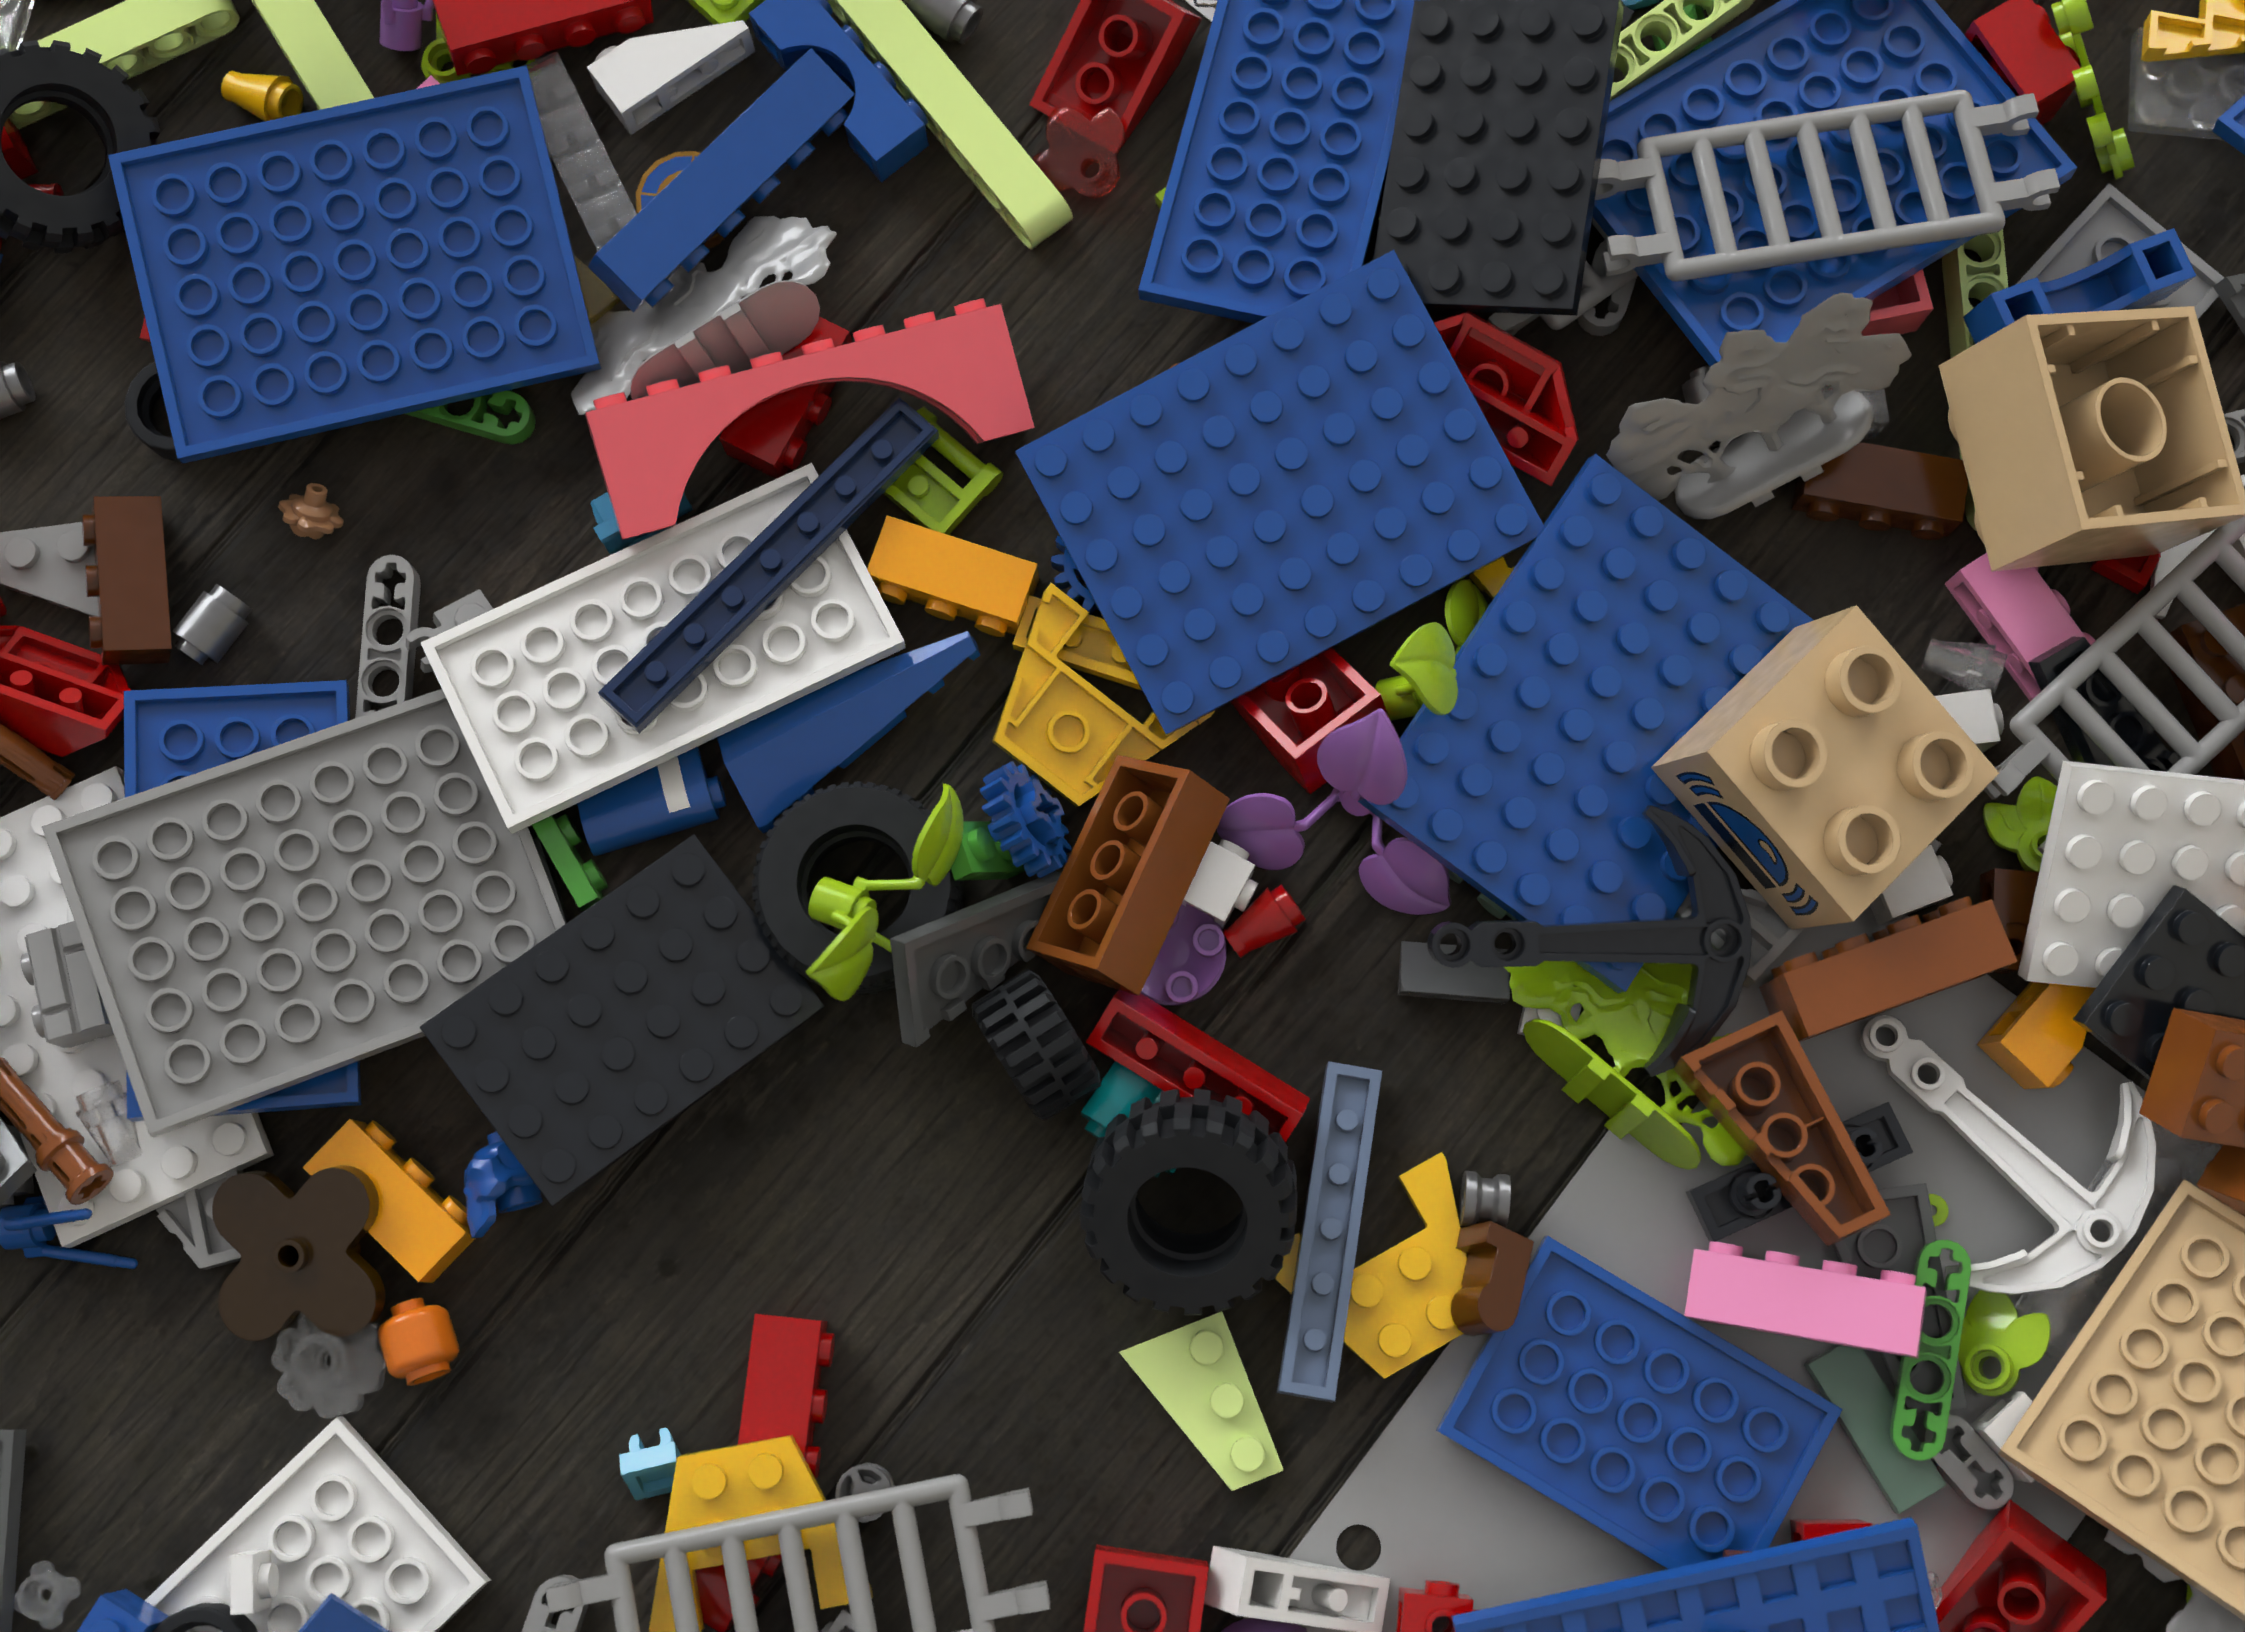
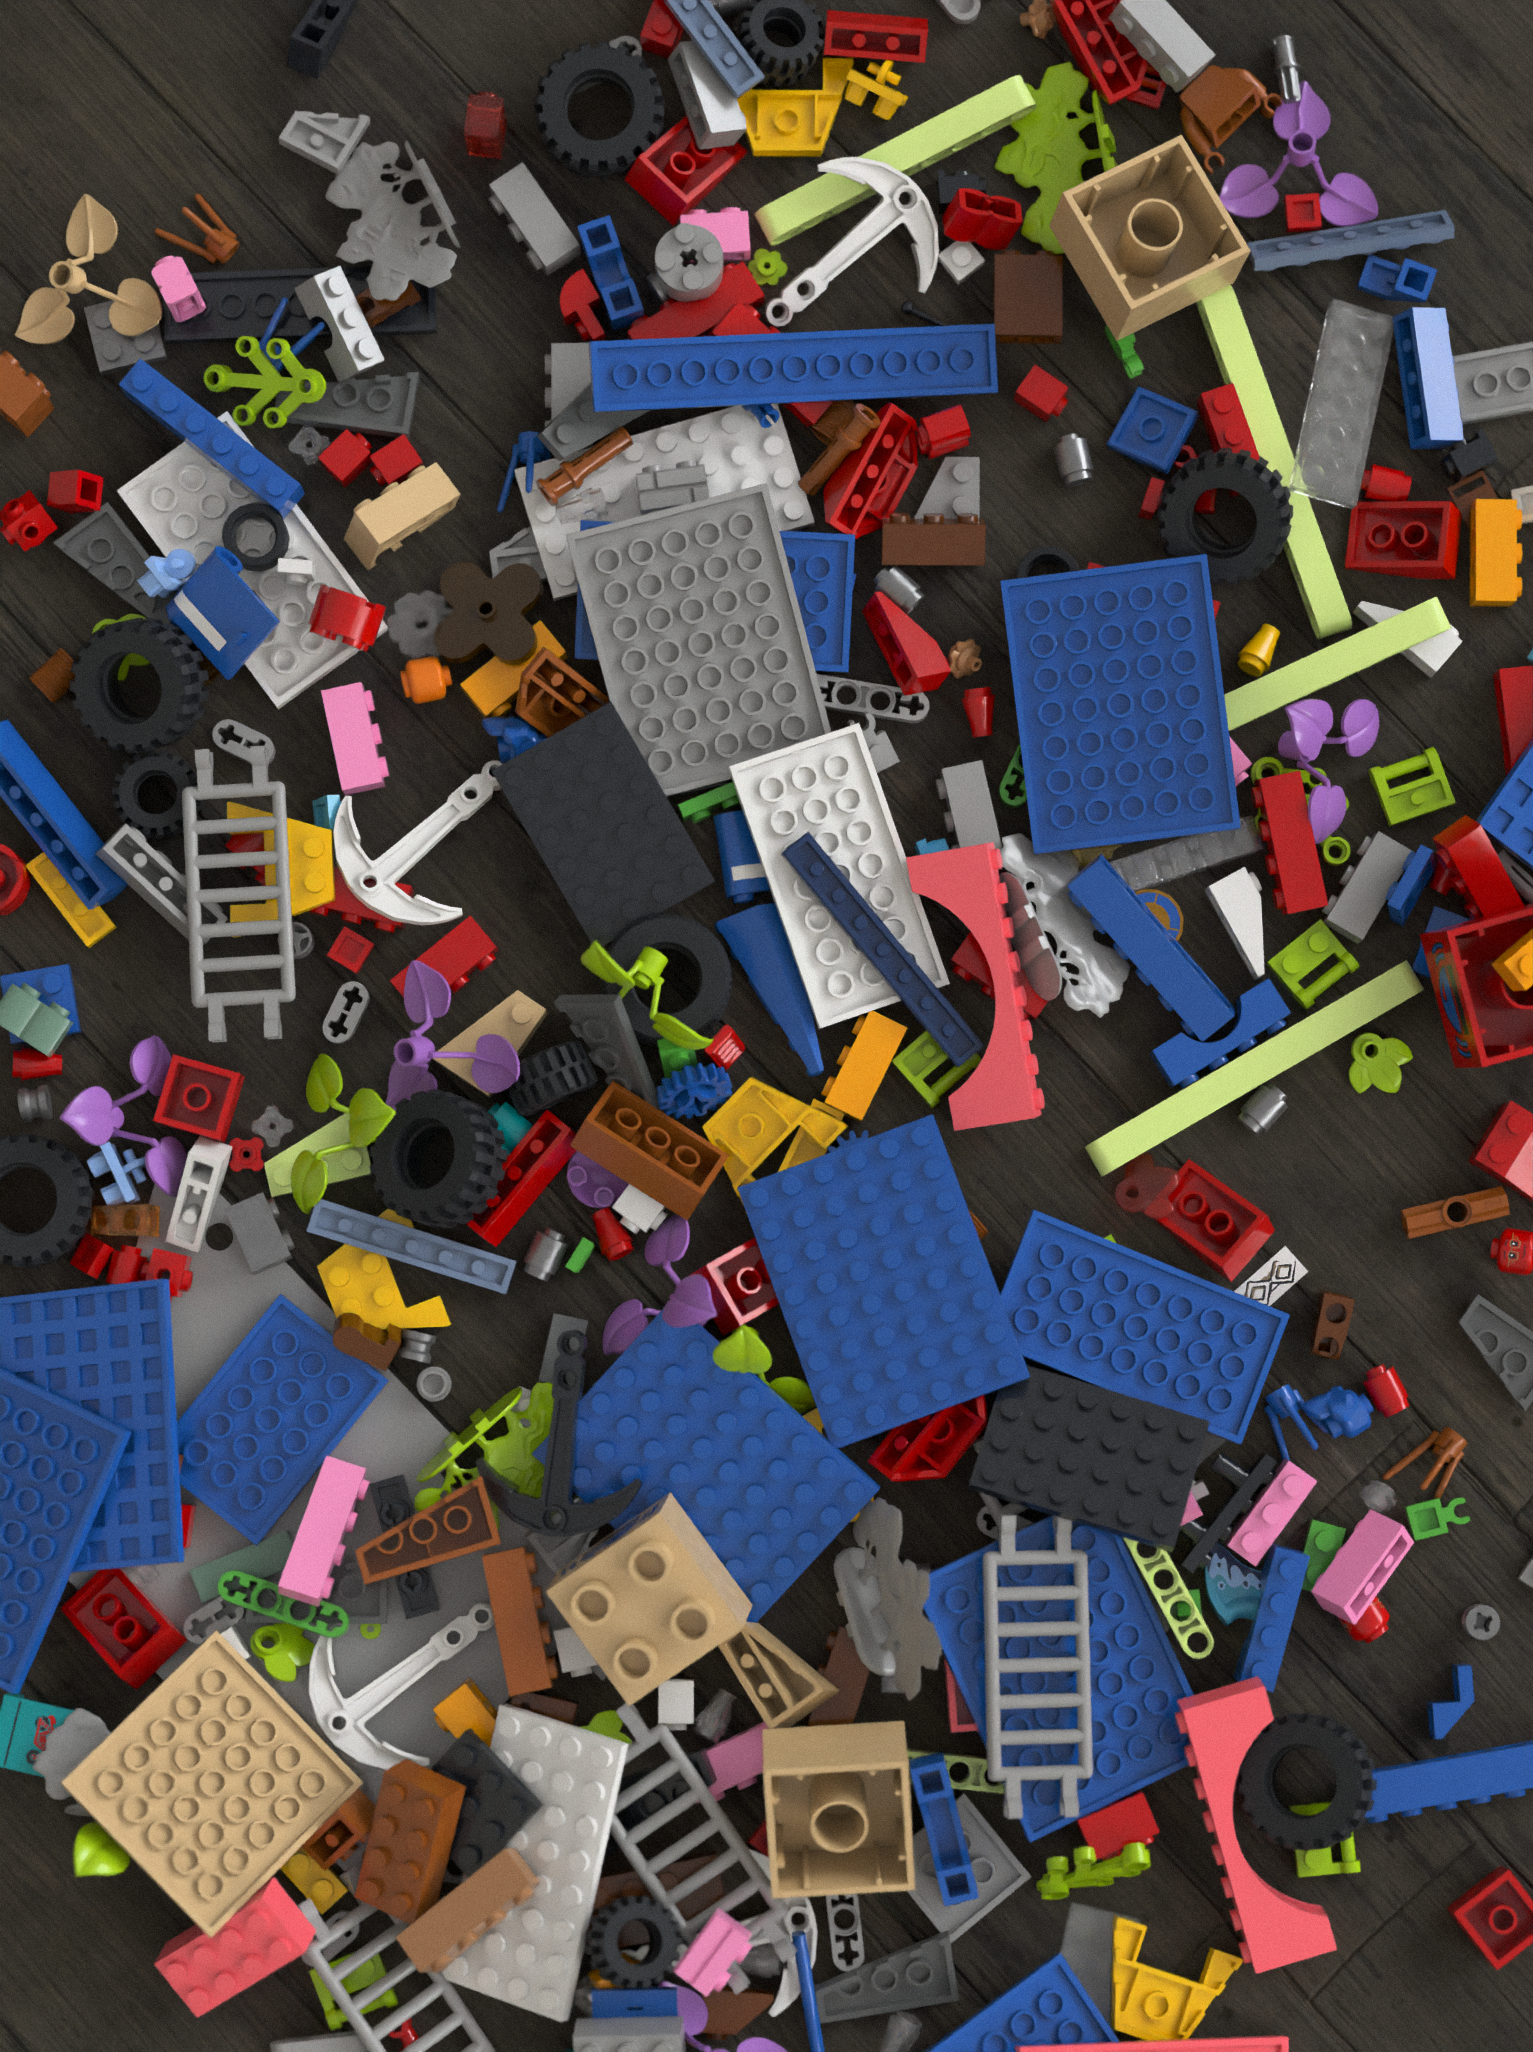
camera: 90 degrees right, 5 degrees up
(43, 272) = (1151, 499): none -> red plate
(62, 1528) = (346, 457): none -> red brick
(66, 1442) = (394, 462): none -> red brick
(146, 1424) = (400, 512): none -> tan wedge
(297, 600) = (906, 647): none -> red slope
(320, 1484) = (346, 616): none -> red brick
(389, 481) = (979, 710): none -> red cone
(417, 1120) = (555, 694): none -> dark orange wedge
(524, 1444) = (355, 738): none -> bright pink brick
(536, 476) = (969, 805): none -> light grey brick
(722, 1346) = (400, 858): none -> white piece
(870, 1400) = (350, 950): none -> red plate
(879, 1241) = (456, 956): none -> red brick
(929, 1254) = (427, 997): none -> medium lavender plant
(966, 786) = (724, 1048): none -> red slope
(967, 1406) = (353, 1016): none -> light grey beam
(992, 1146) = (512, 1019): none -> tan wedge
(1152, 1322) = (368, 1119): none -> lime plant
(1154, 1489) = (272, 1116): none -> clear plate
(1230, 1507) = (238, 1160): none -> red plate
(1304, 963) = (580, 1255): none -> bright green tile
(1310, 1019) = (545, 1254): none -> flat silver brick
(1345, 1480) = (259, 1232): none -> flat silver brick
(1537, 1165) = (434, 1384): none -> light grey plate
(1906, 563) = (774, 1676): none -> tan wedge

